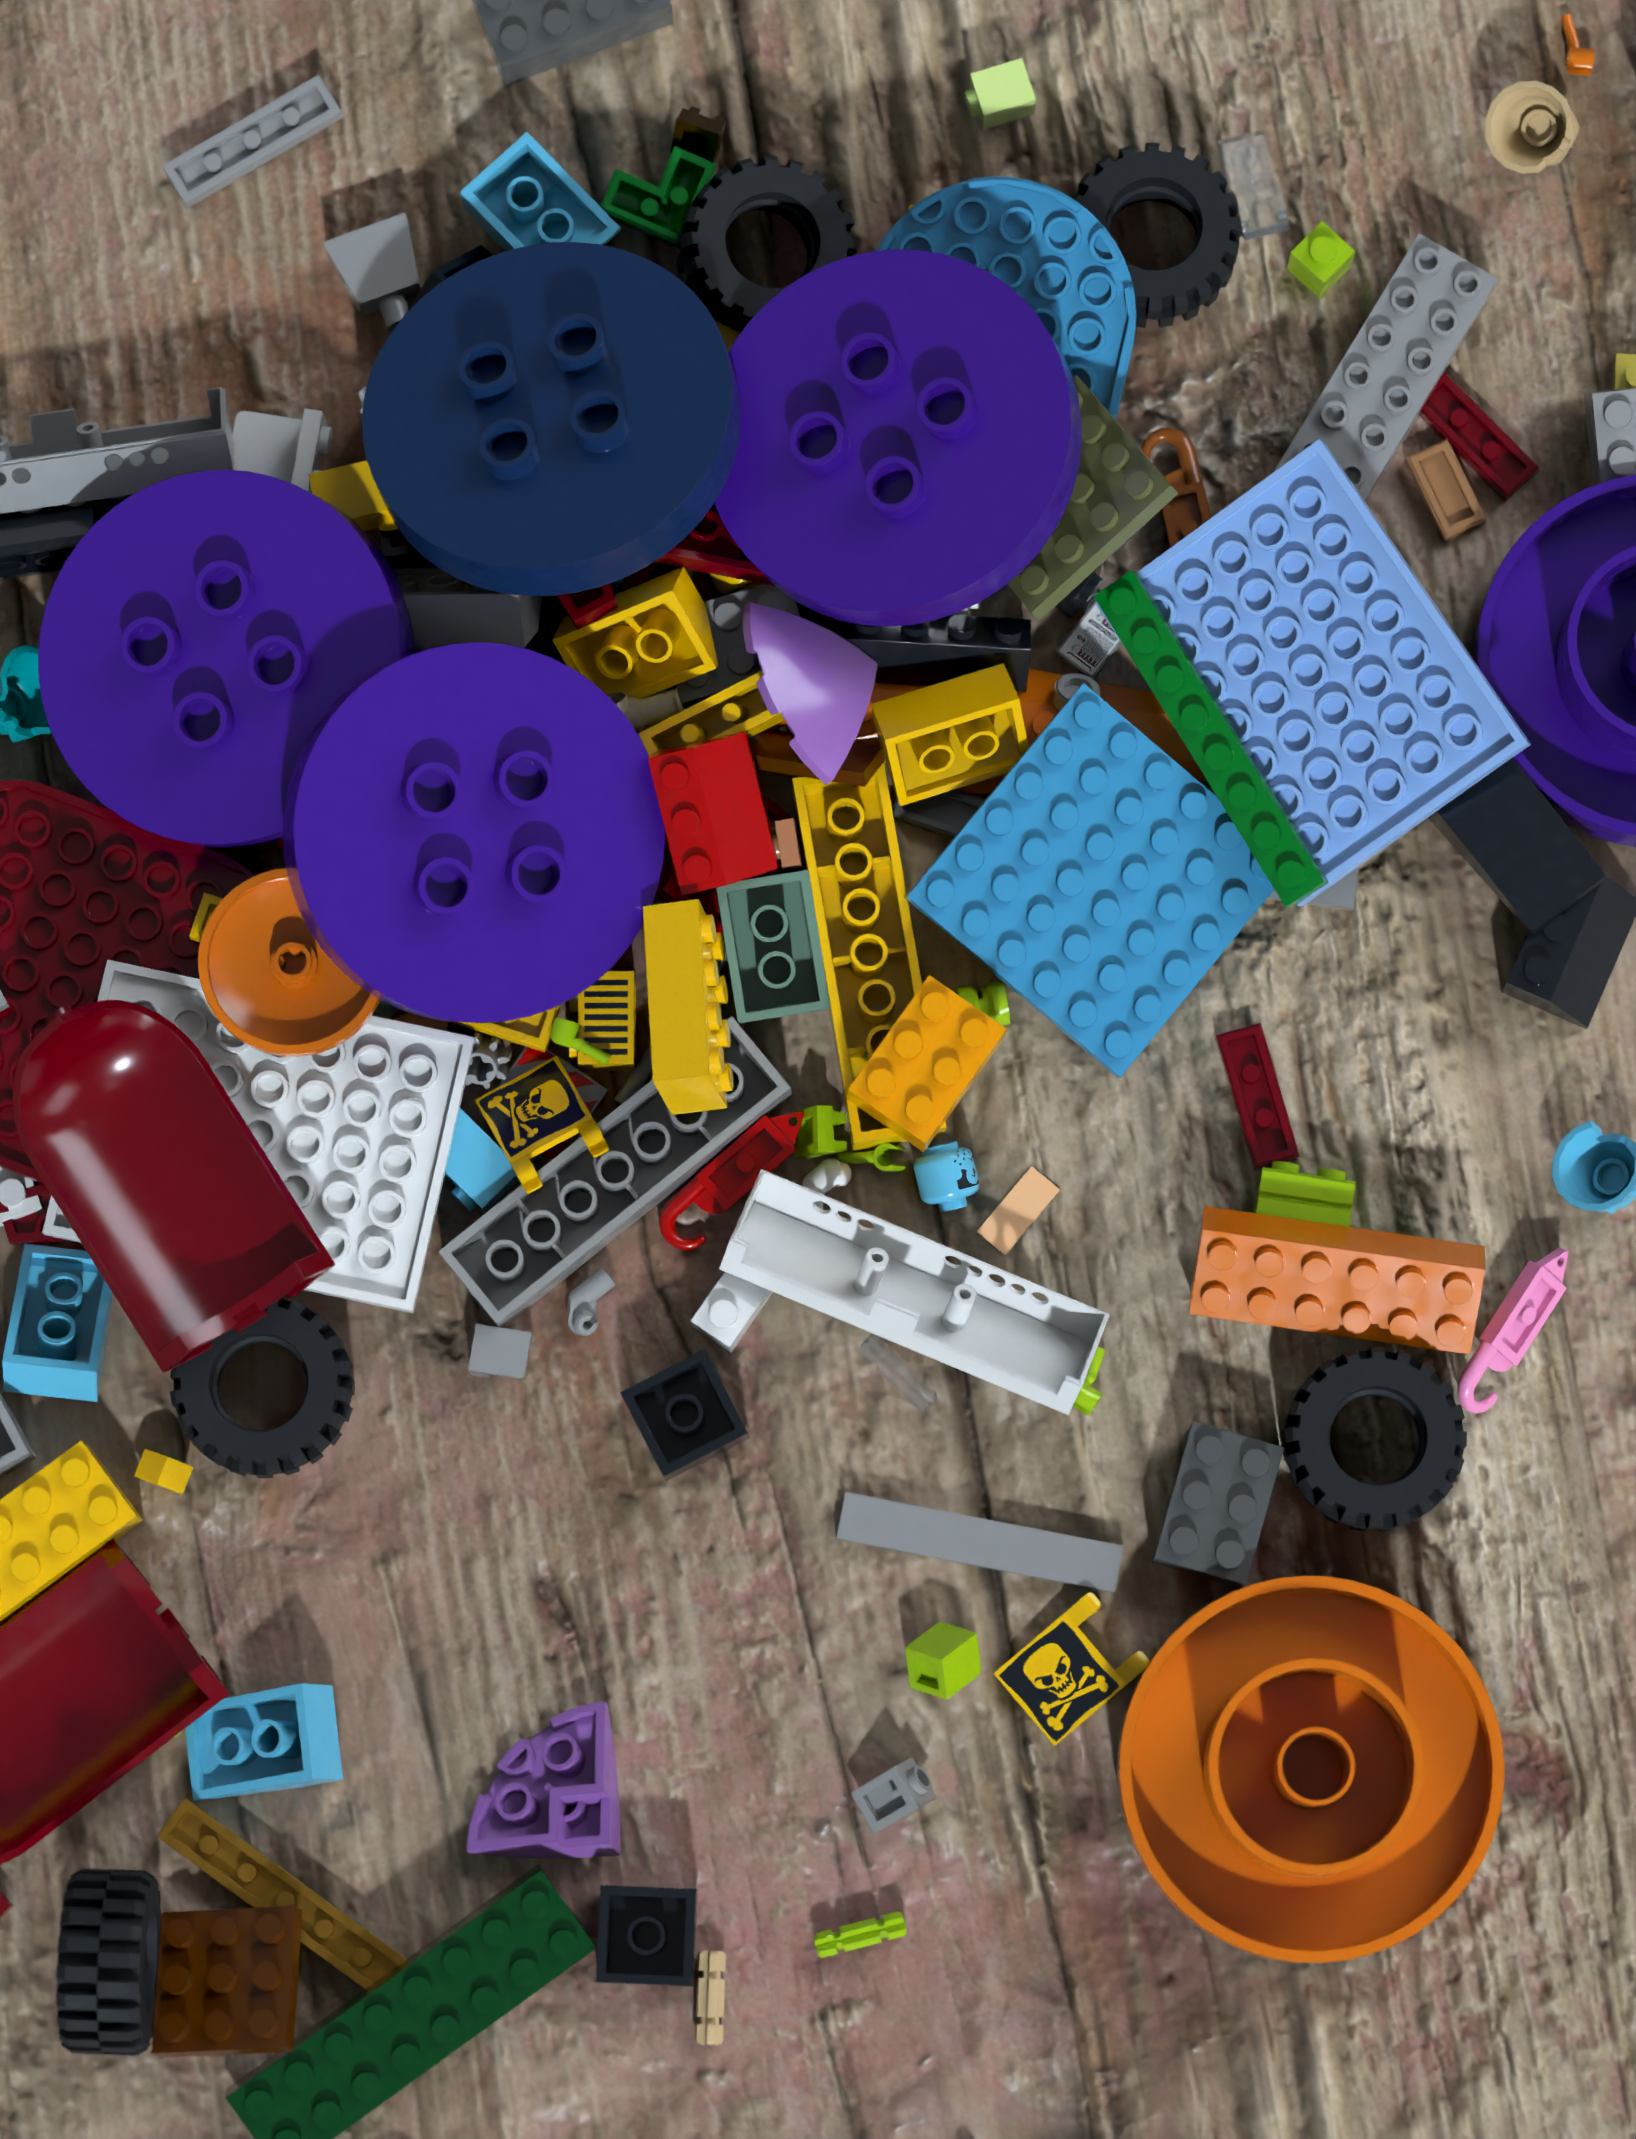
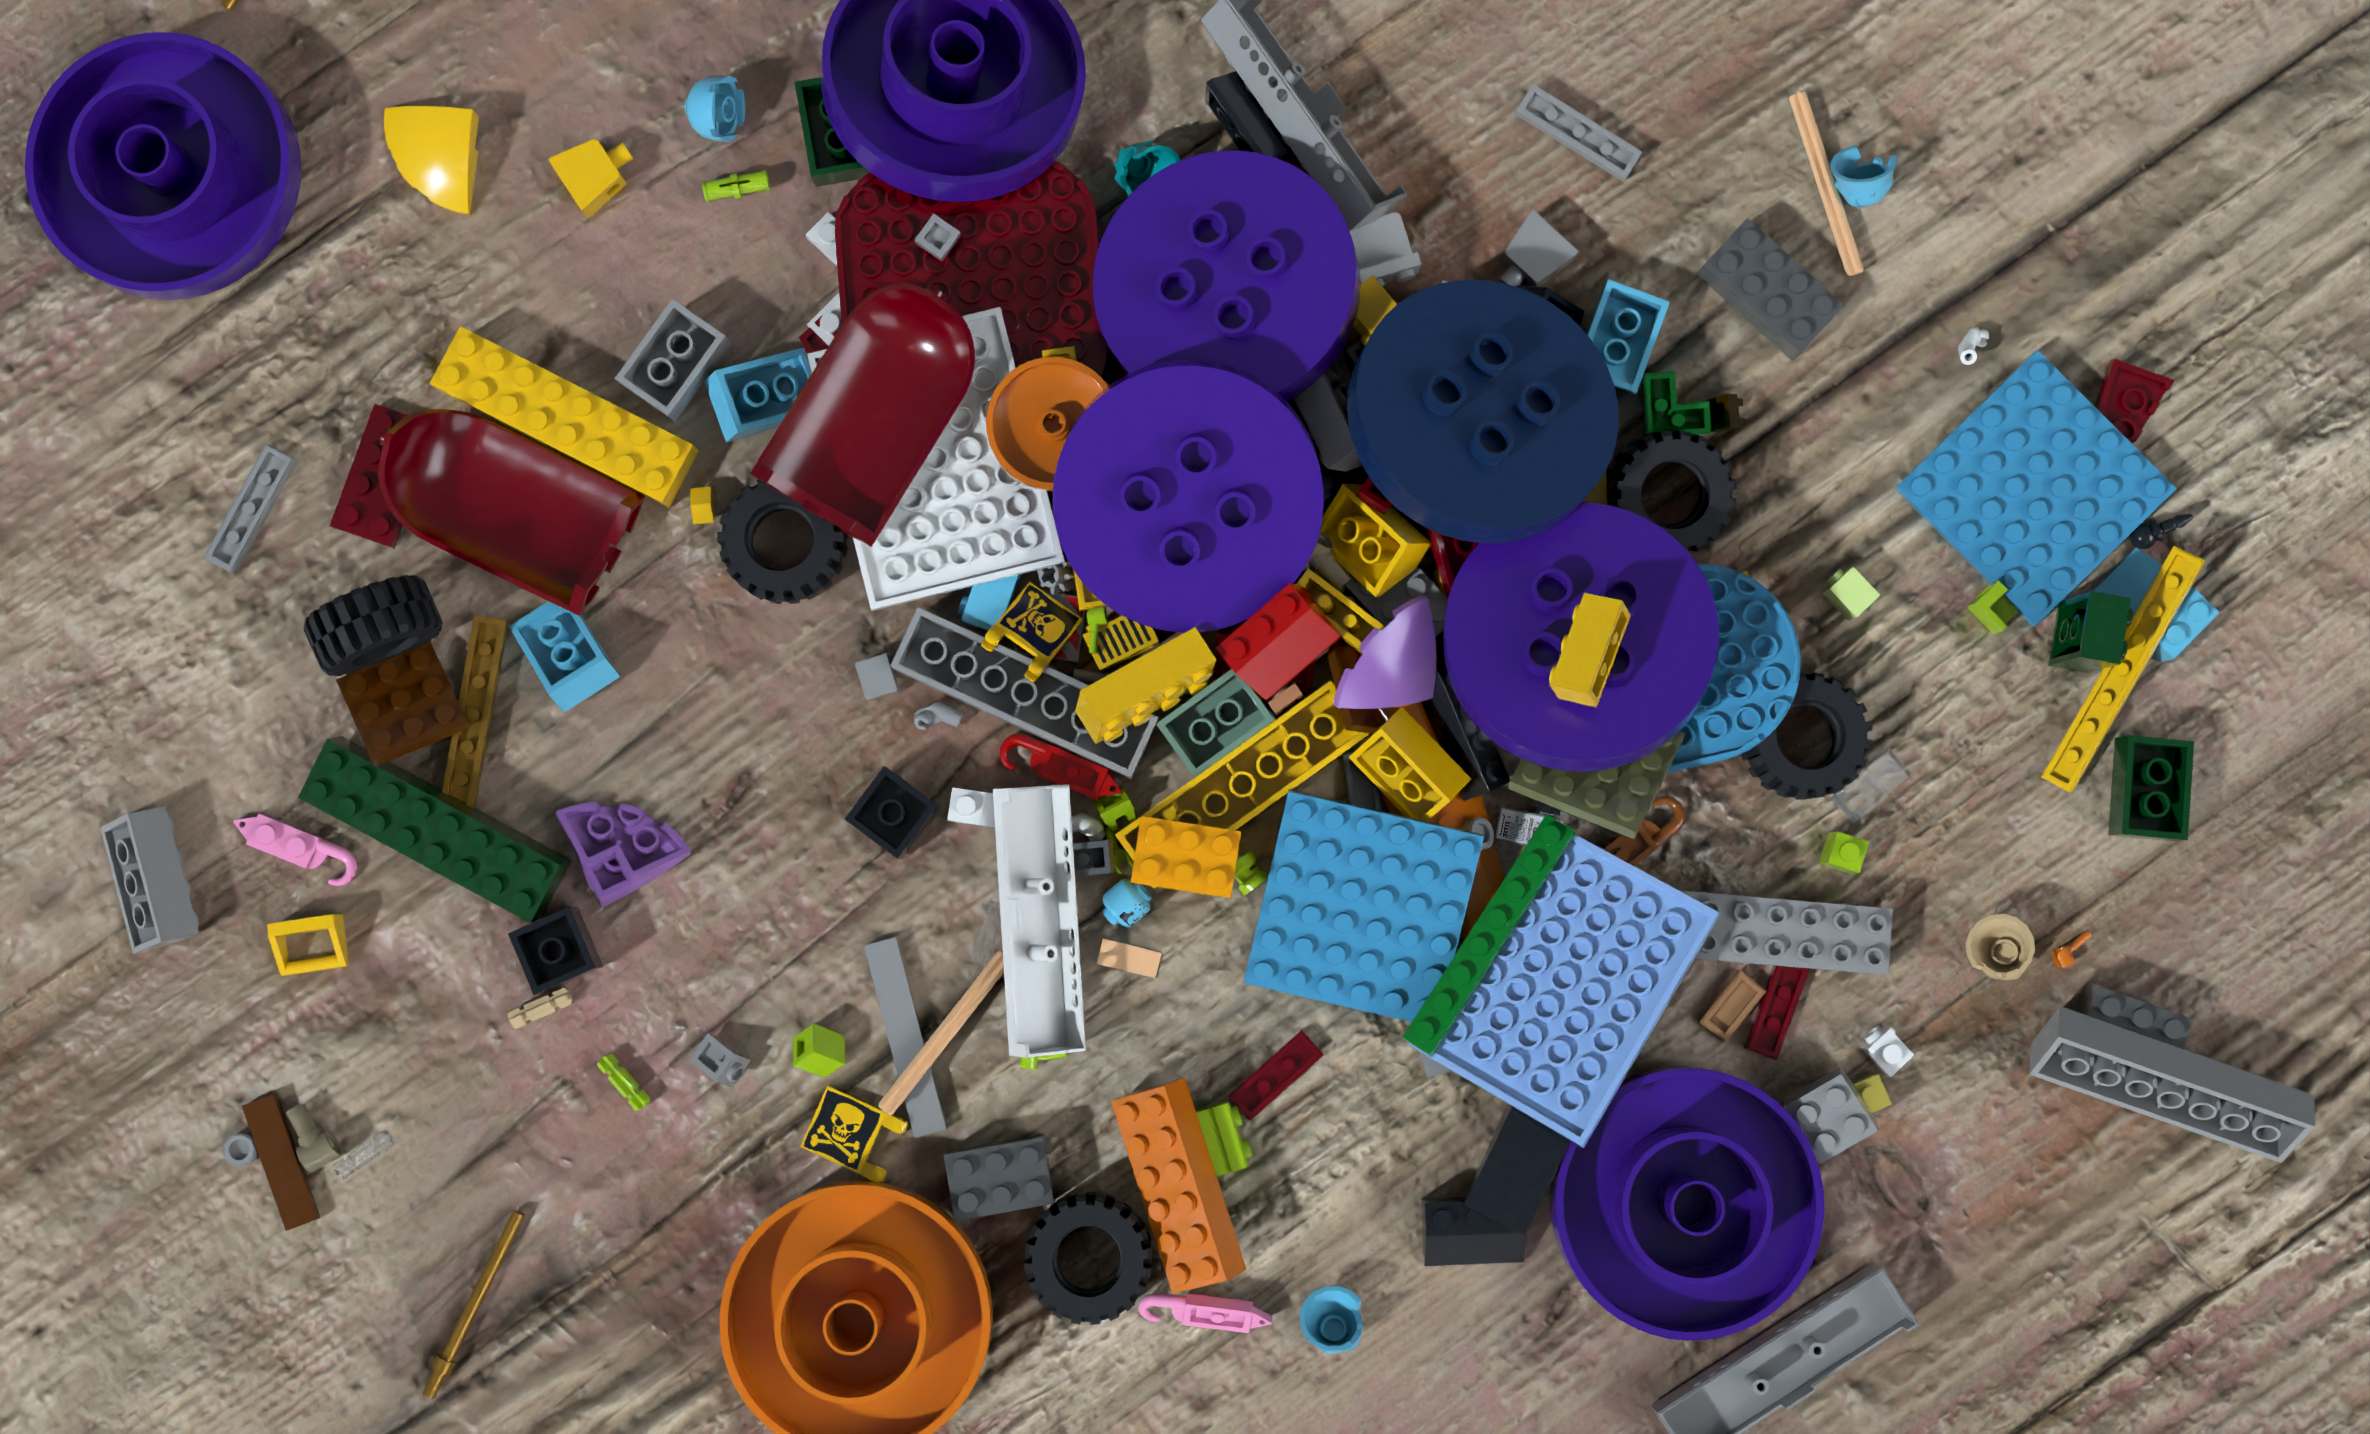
camera: 55 degrees right, 5 degrees up
(870, 1186) = (1093, 858): none -> dark grey slope
(917, 426) = (1589, 649): none -> yellow brick
(1000, 1487) = (943, 1035): none -> light nougat axle
(1591, 329) = (1886, 1049): none -> white bracket

